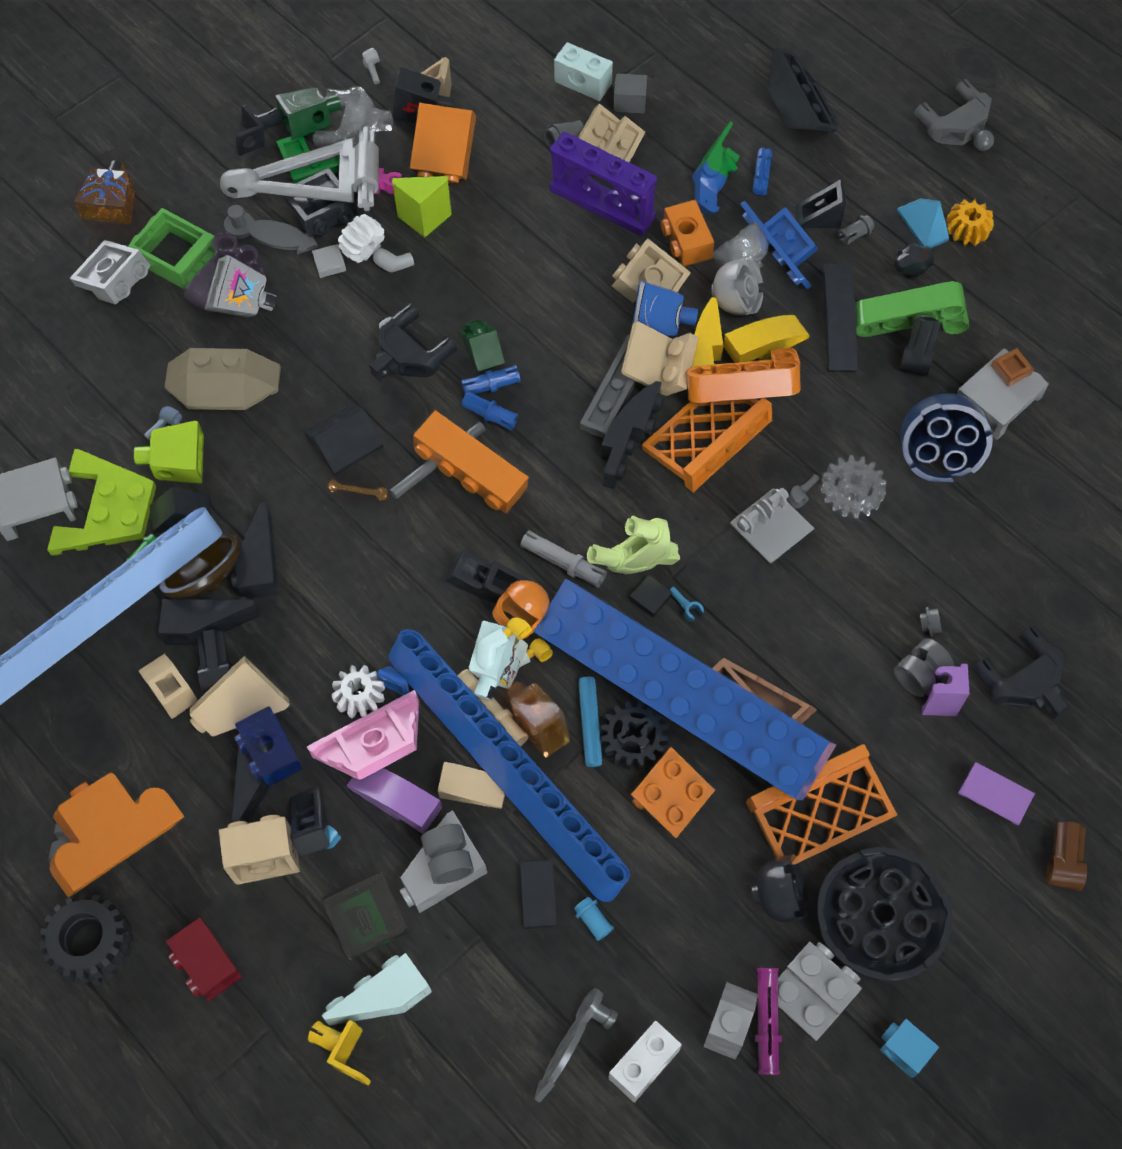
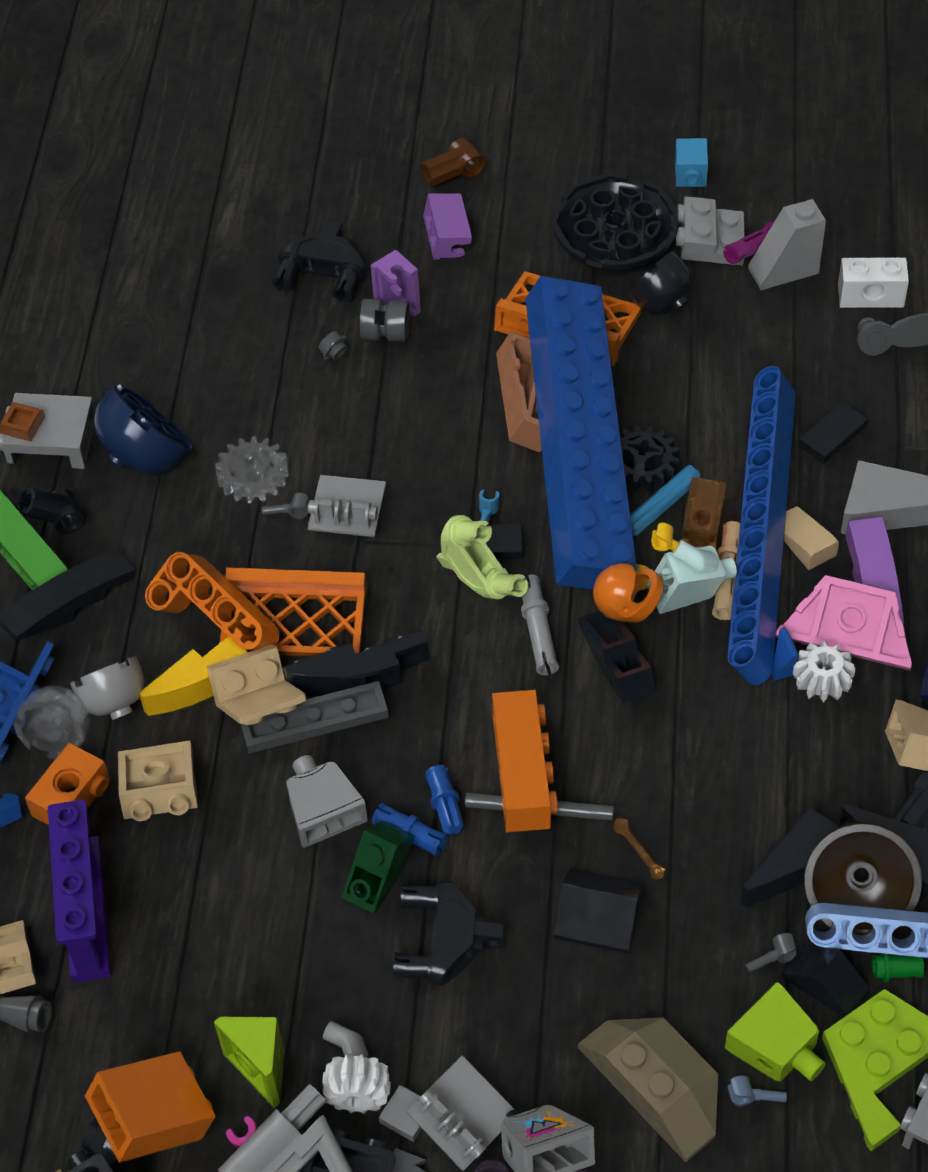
camera: 130 degrees left, 10 degrees down
(218, 506) = (784, 952): none -> dark grey hand
(298, 277) = (461, 1113): none -> light grey hinge
(448, 859) = (885, 471): dark grey wheel -> none
(553, 348) = (323, 801): none -> light grey torso
(593, 918) = (810, 390): dark azure pin -> none
(662, 309) = (200, 732): blue torso -> none
(672, 792) = (656, 403): orange hinge -> none
(764, 336) = (146, 635): yellow slope -> none

